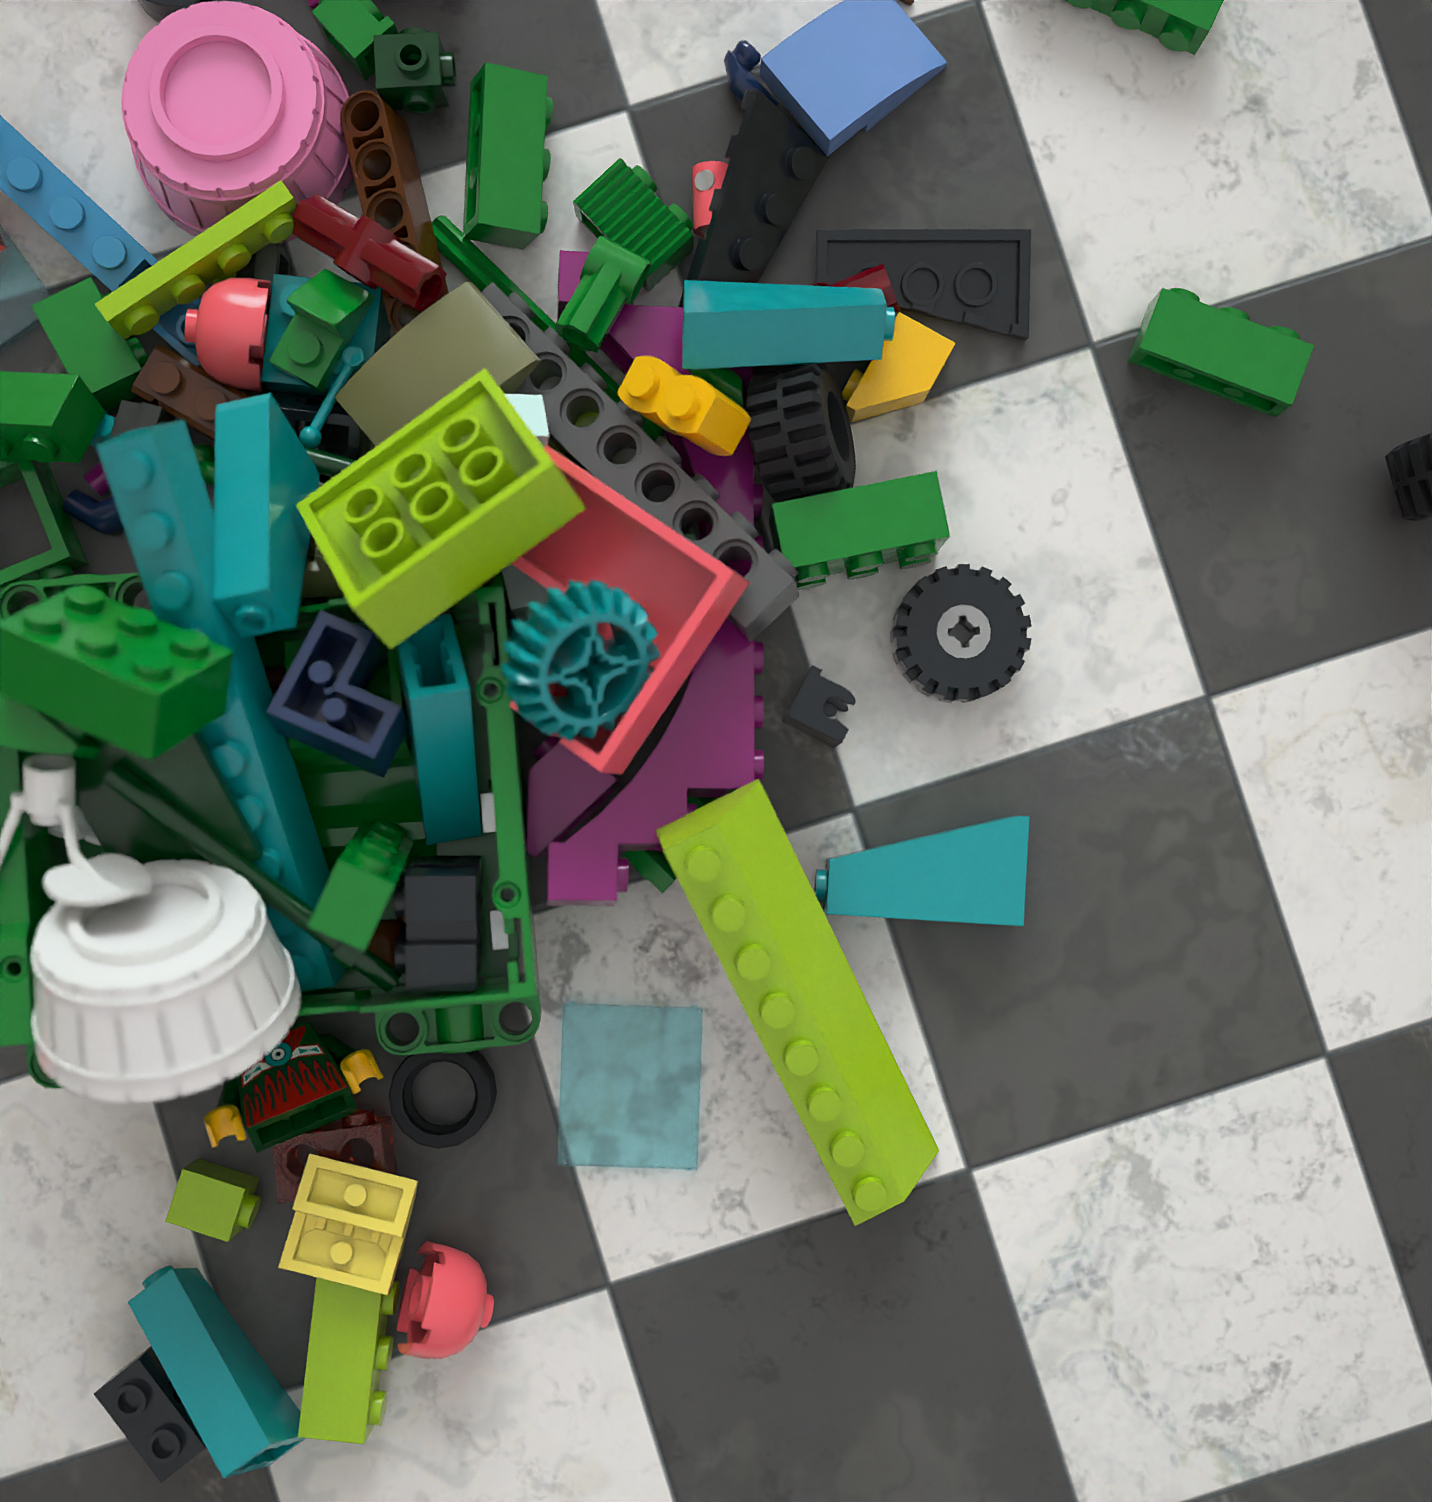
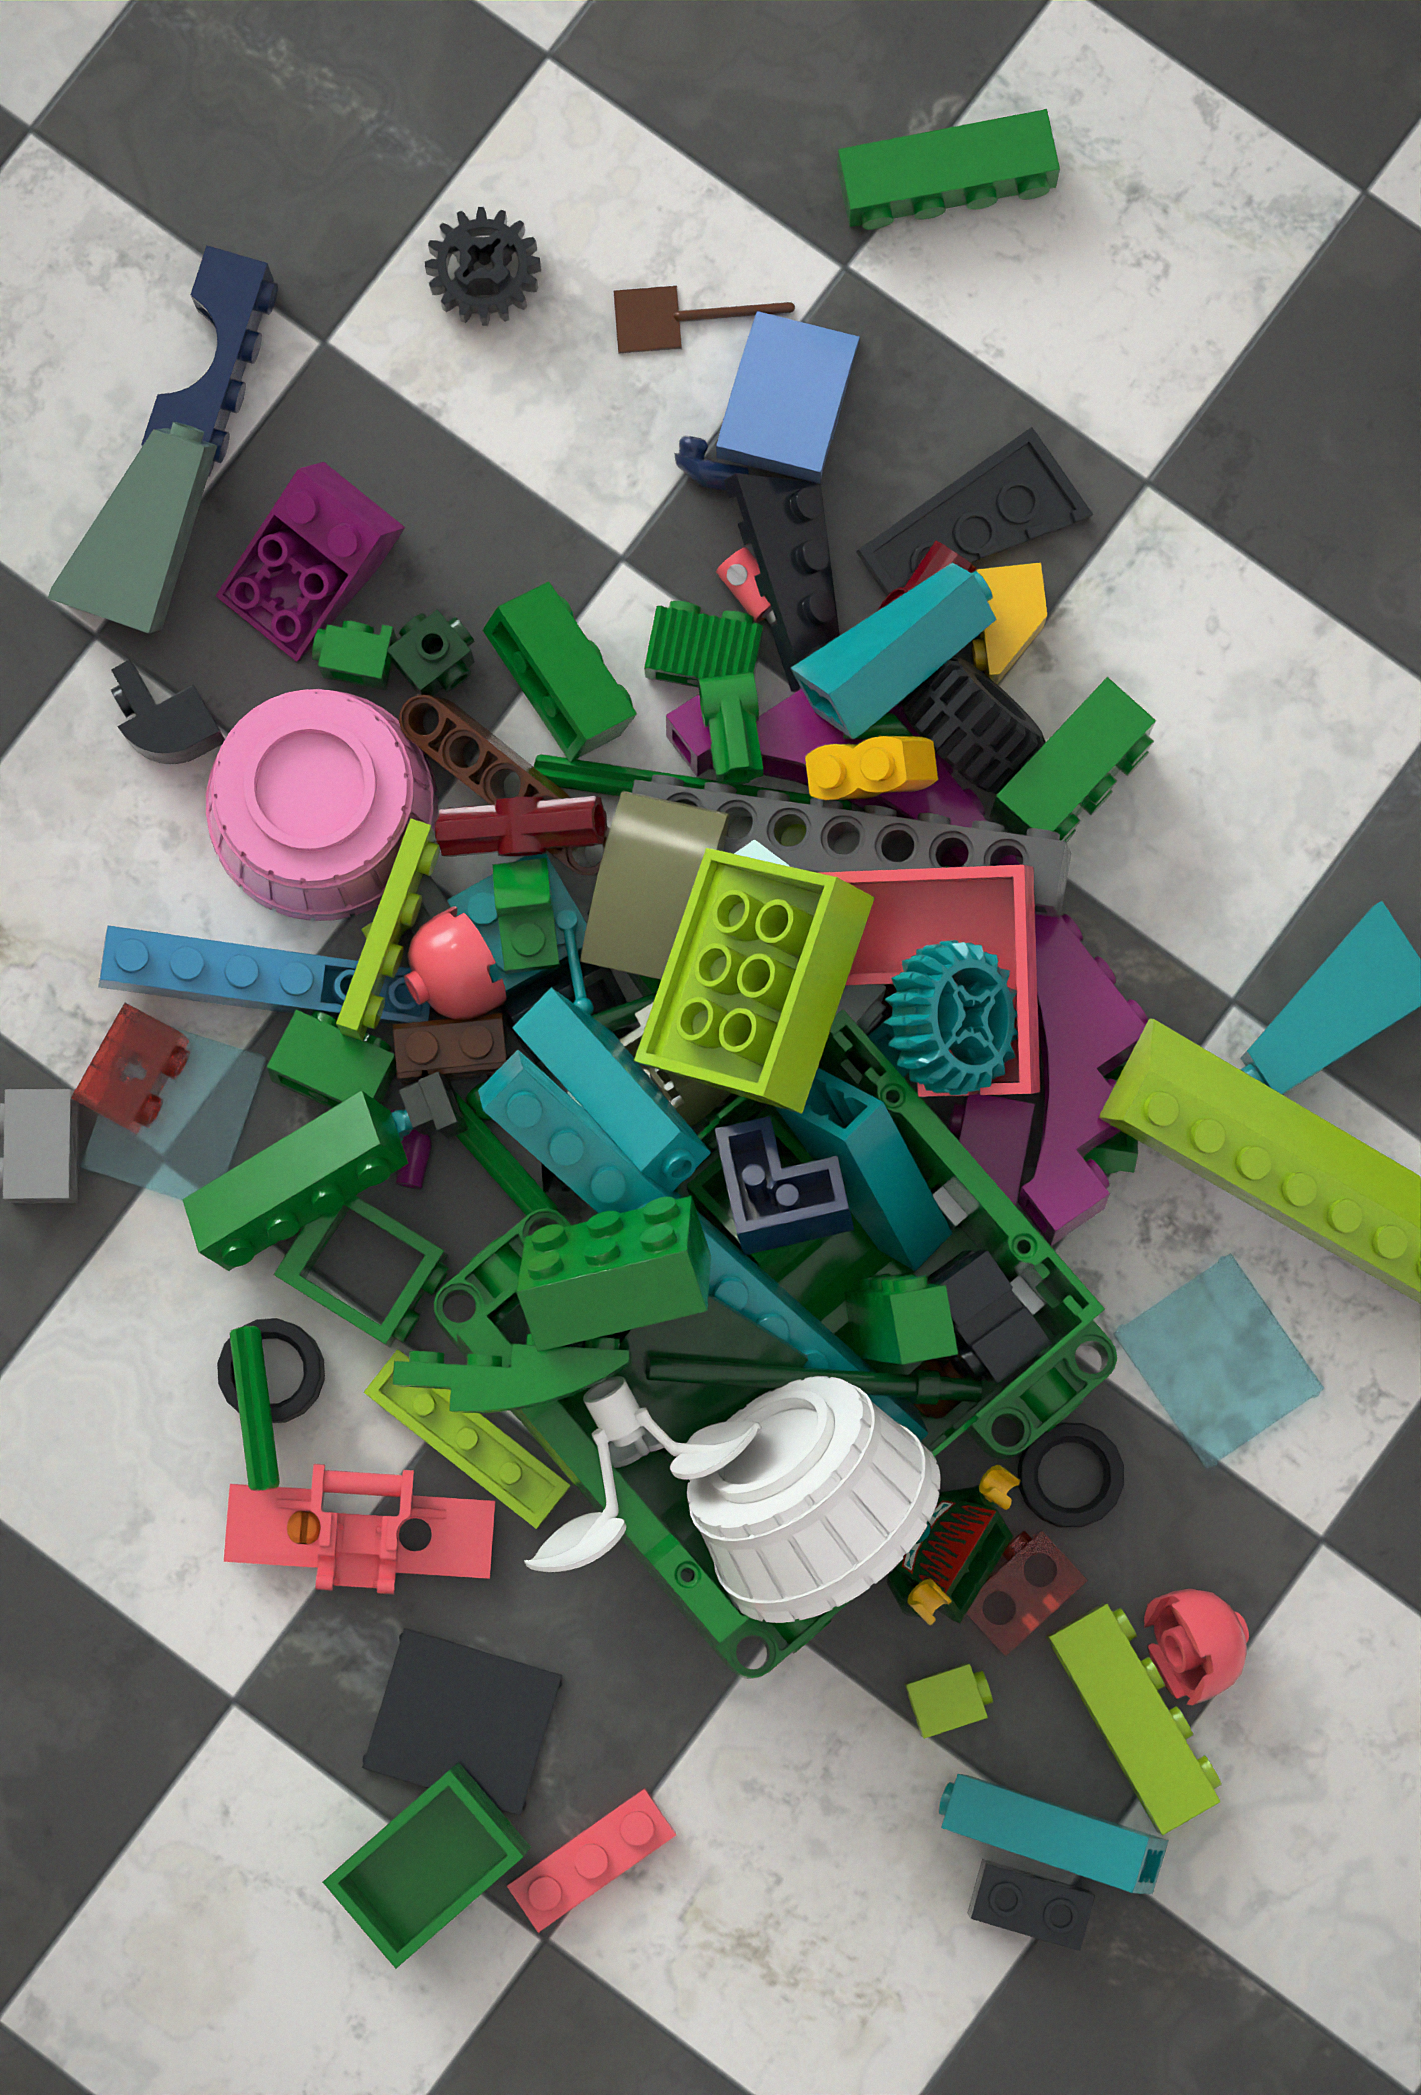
camera: 30 degrees left, 5 degrees down
(99, 515) = (441, 1198): dark blue arm -> none
(349, 1224) = (1078, 1626): light yellow slope -> none
(815, 703) = (1143, 938): black hinge -> none
(932, 638) = (1195, 813): black wheel -> none
(1221, 351) = (1257, 415): green brick -> none

